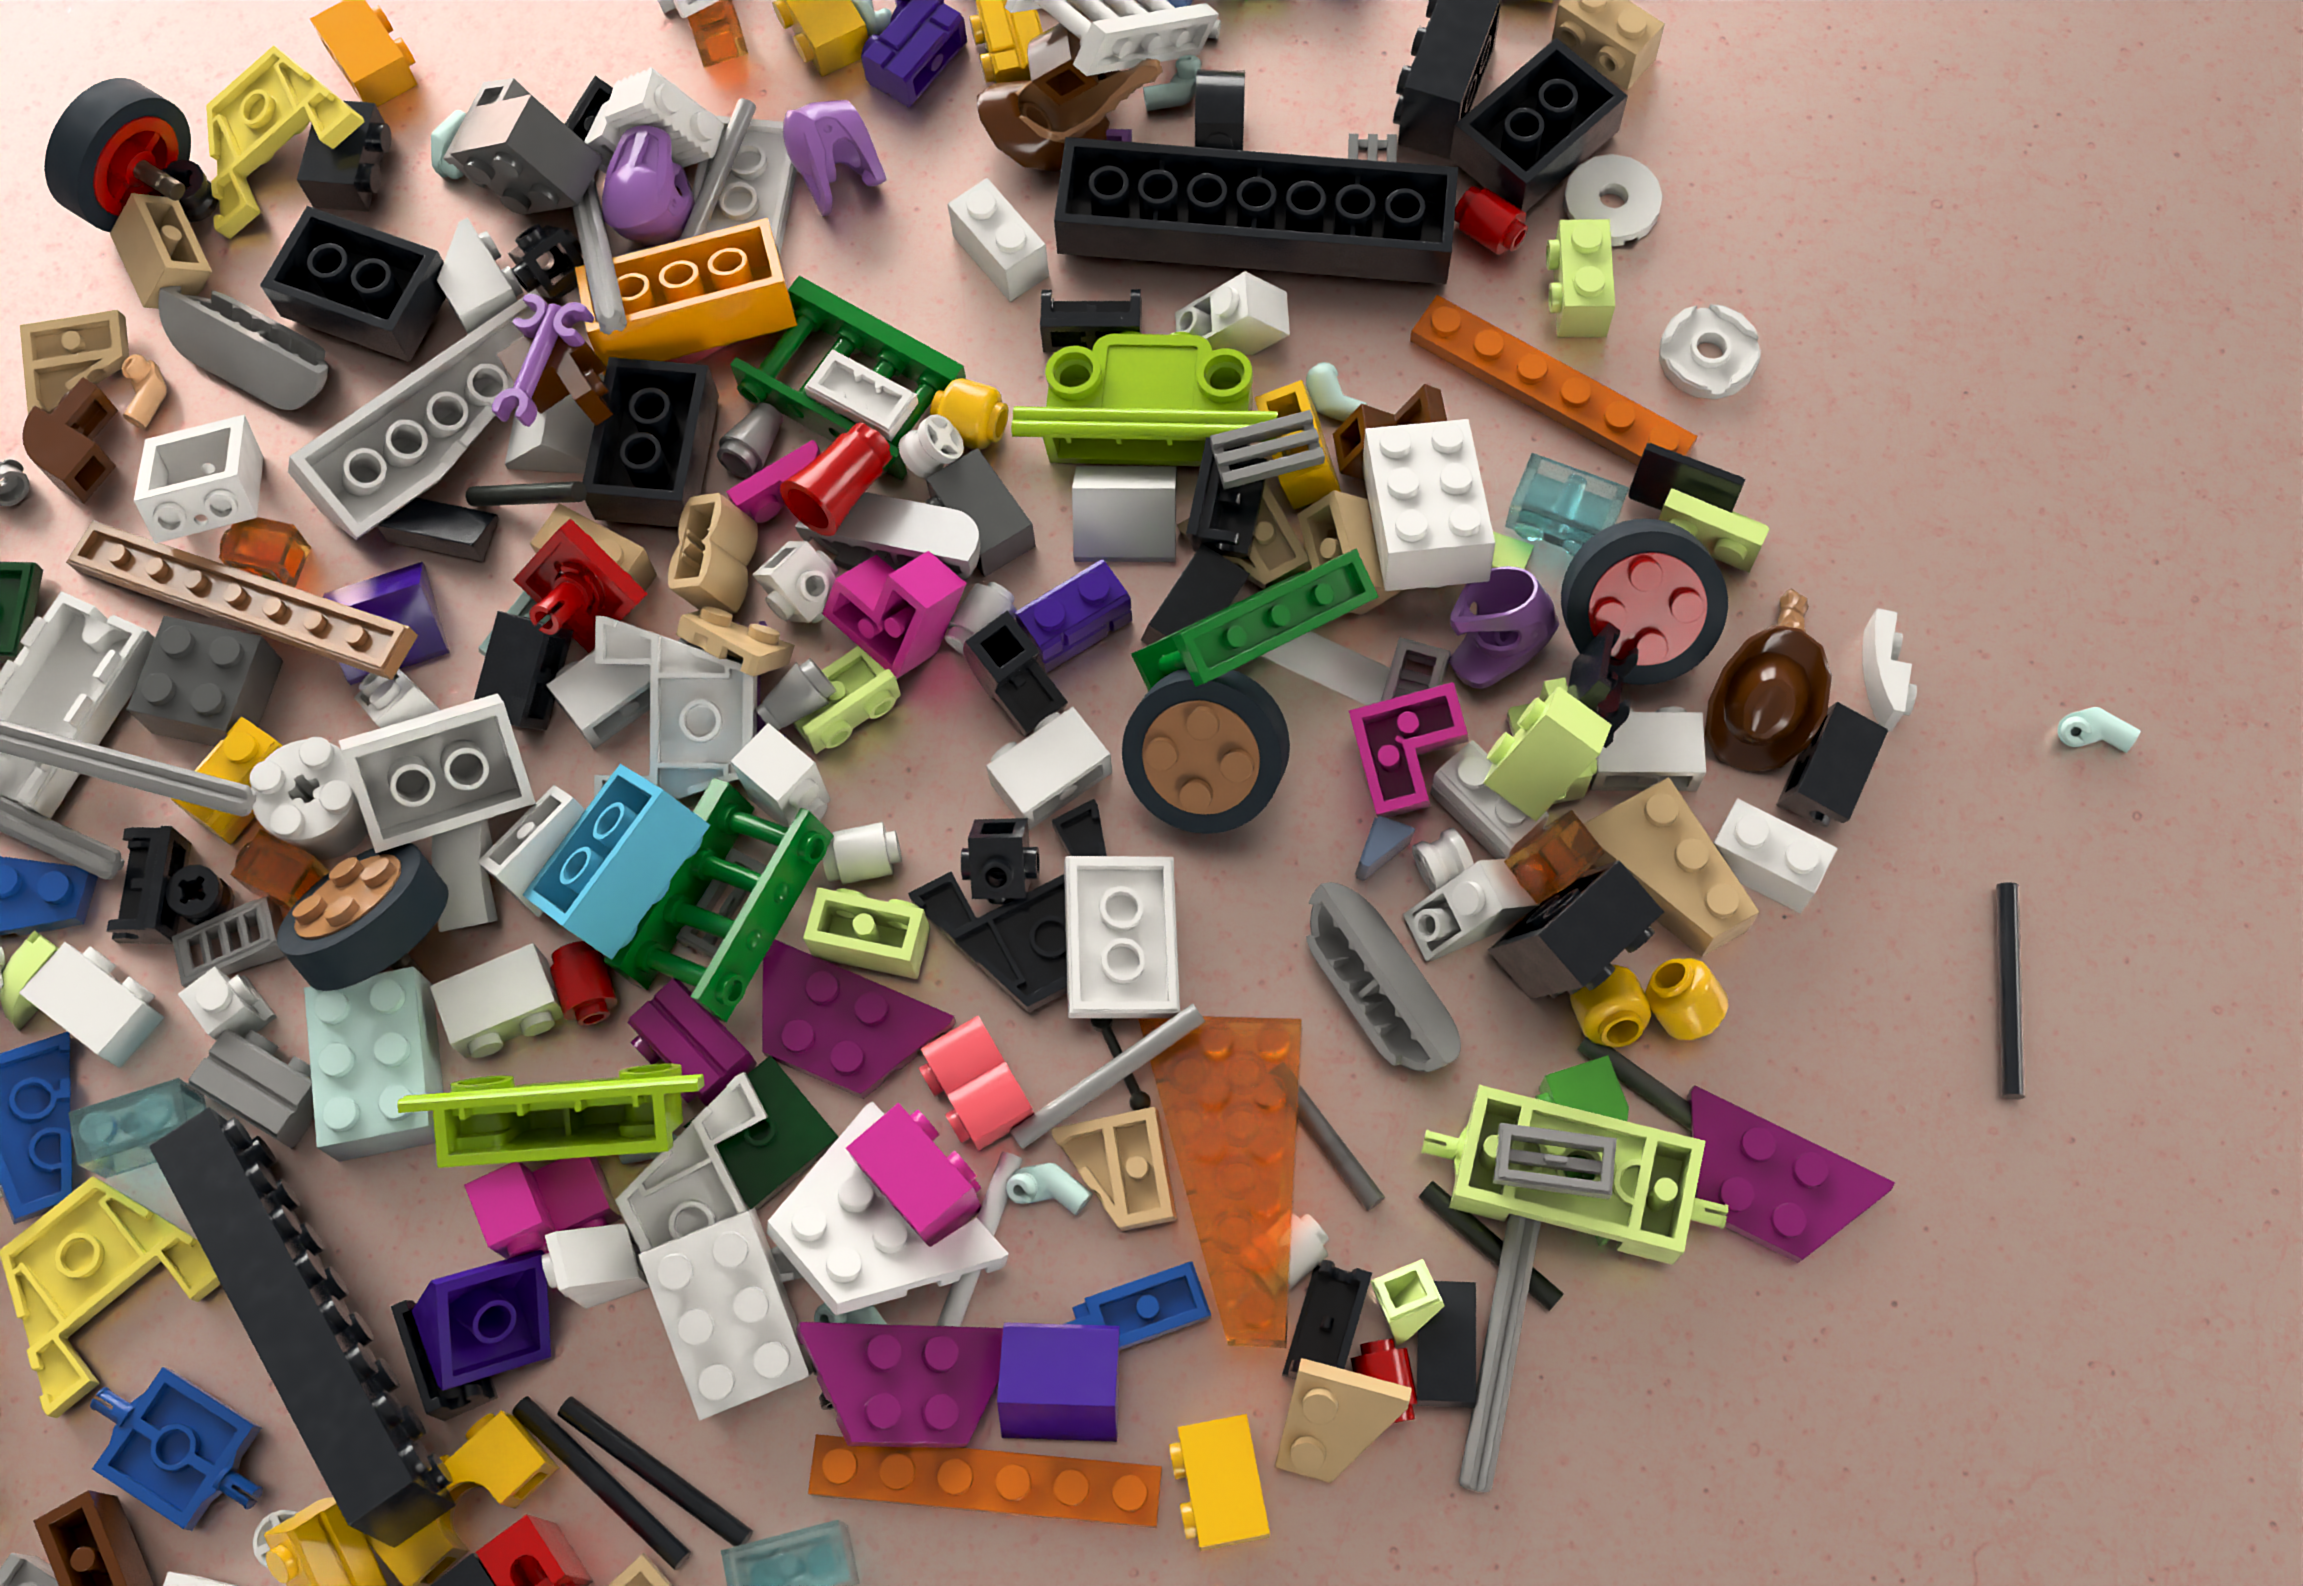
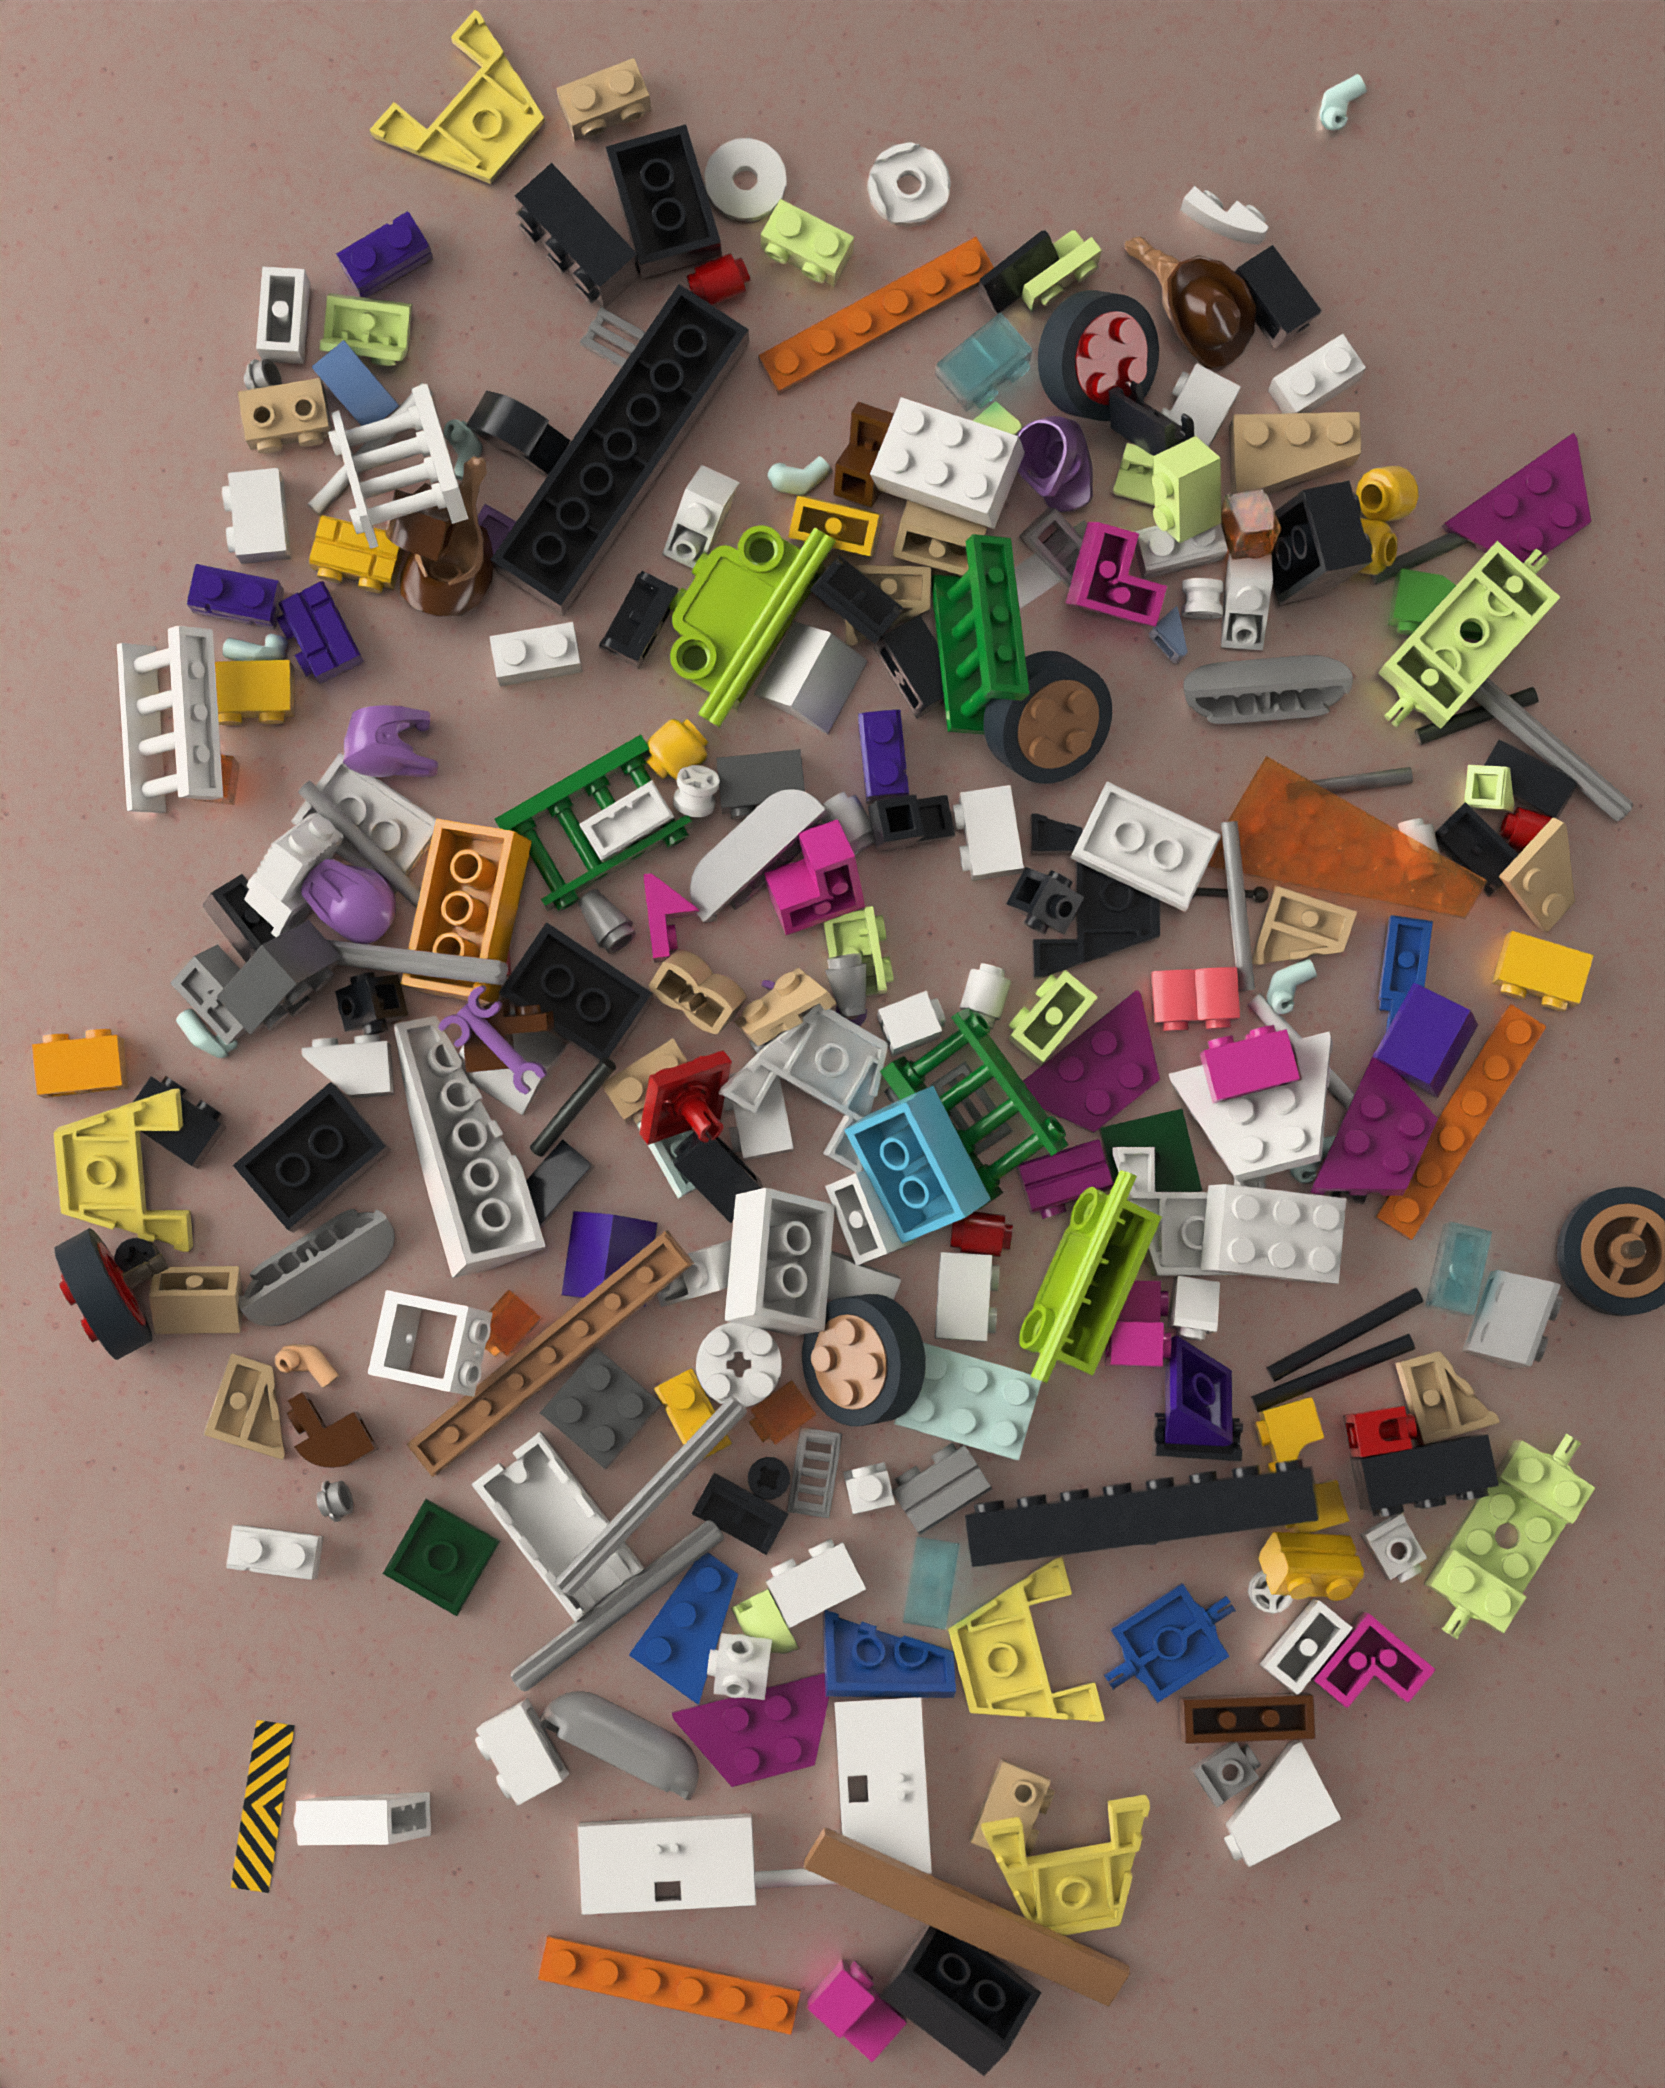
camera: 70 degrees left, 15 degrees up
(797, 582) = (752, 939): white brick -> none
(836, 479) = (695, 871): red plant -> none
(1264, 431) = (855, 516): light grey tile -> none
(1554, 1183) = (1440, 673): light grey tile -> none
(2010, 991) = (1485, 276): black bar -> none

